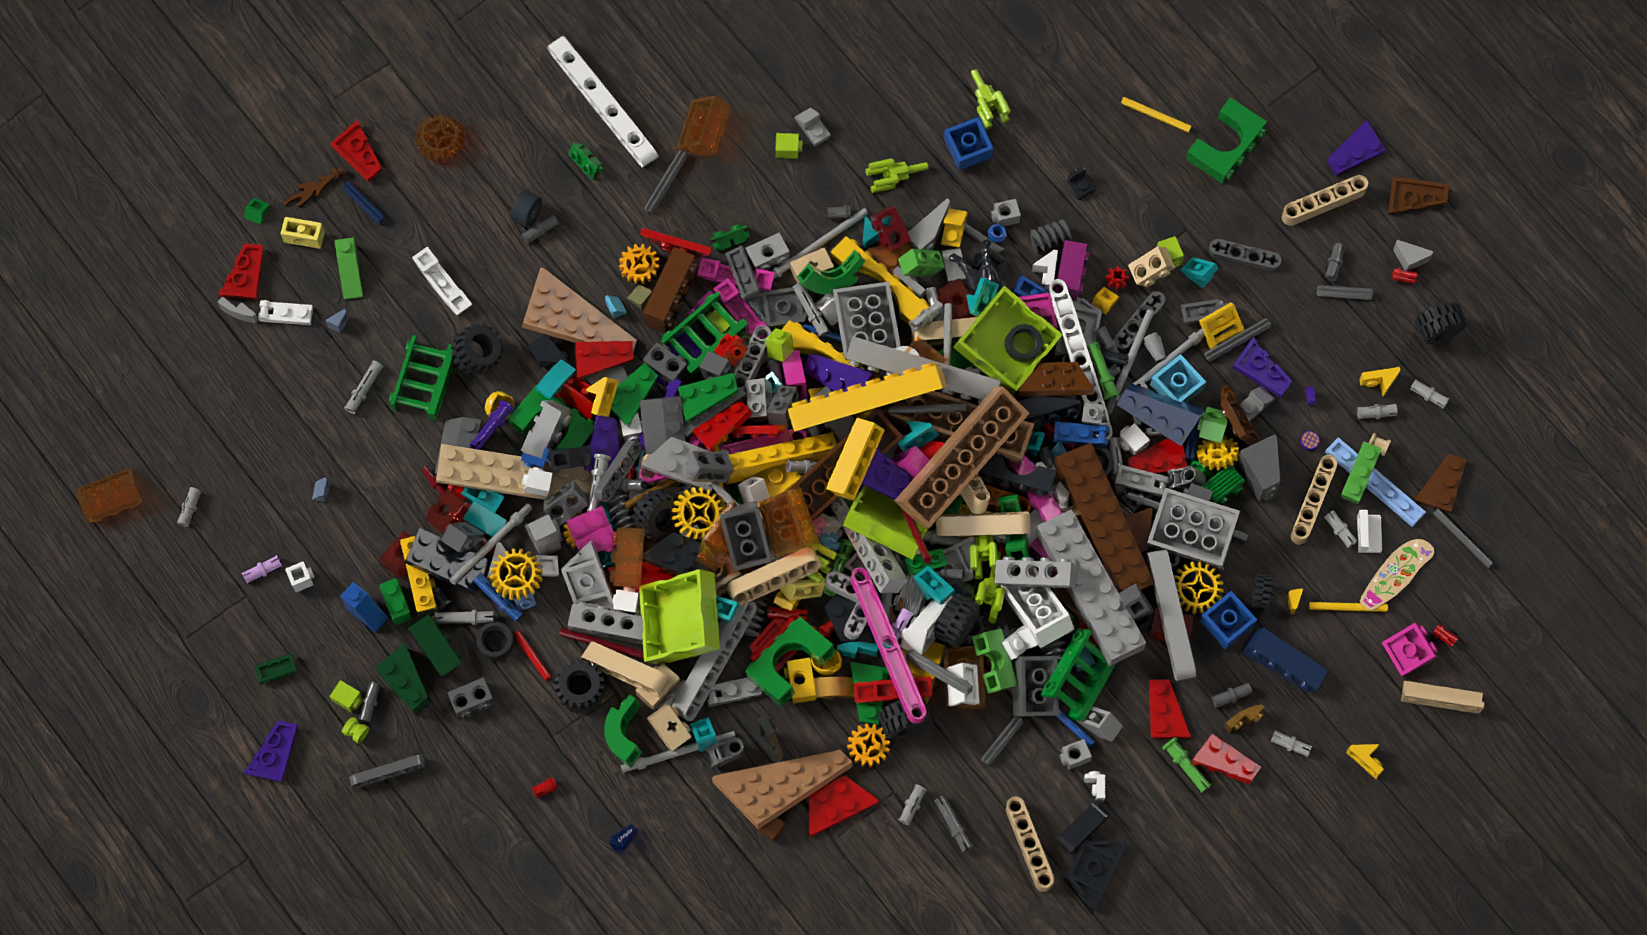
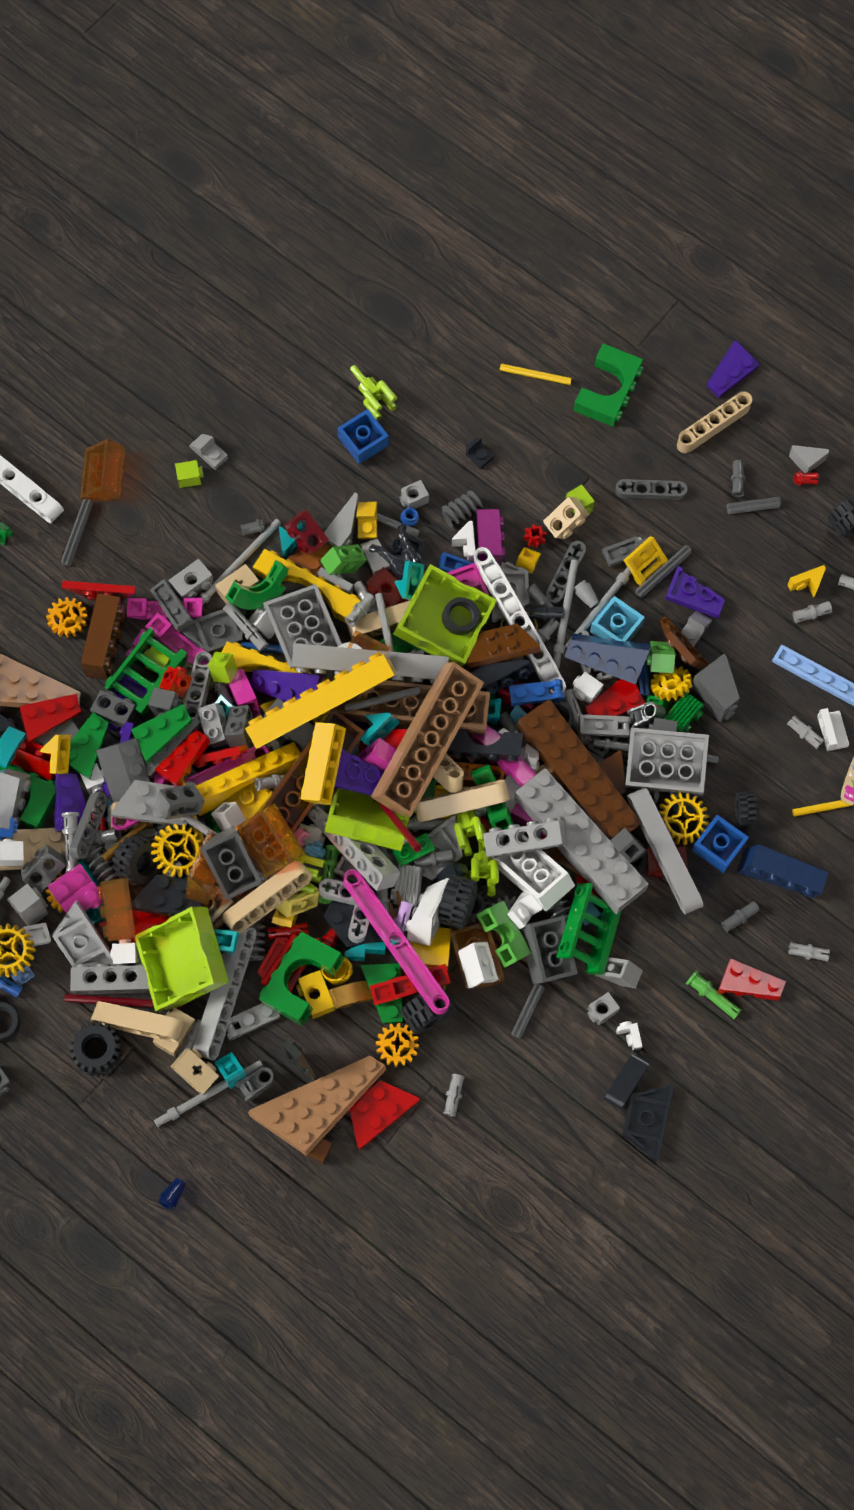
camera: 15 degrees left, 0 degrees up
(532, 655) = (41, 1028): red bar -> none
(544, 787) = (81, 1160): red pin -> none
(570, 457) = (38, 821): black slope -> none
(615, 306) = (52, 663): medium azure slope -> none
(616, 731) = (141, 1086): green arch -> none
(640, 296) = (74, 649): olive slope -> none
(723, 239) = (144, 576): green hinge -> none
(892, 173) = (296, 480): lime plant -> none
(933, 586) = (427, 872): teal slope -> none
(939, 672) = (452, 957): dark grey axle -> none
(953, 823) = (499, 1105): dark grey pin -> none
(1029, 853) = (579, 1118): tan beam -> none
(1075, 728) = (596, 983): blue bar -> none
(1092, 414) = (543, 671): light grey brick -> none
(1105, 380) = (547, 635): bright green pin -> none
(1165, 713) = (680, 949): red wing -> none
(1199, 271) = (612, 513): teal slope -> none
(1248, 715) = (760, 933): pearl gold slope -> none
(1293, 599) = (777, 810): yellow slope -> none
(1309, 440) = (755, 653): tile -> none
(1310, 395) = (746, 610): dark purple tile -> none
(1314, 491) = (776, 701): tan beam -> none
(1360, 472) = (813, 673): bright green arch -> none
(1379, 442) = (821, 643): tan bush -> none
(1416, 194) = (796, 400): reddish brown wing -> none

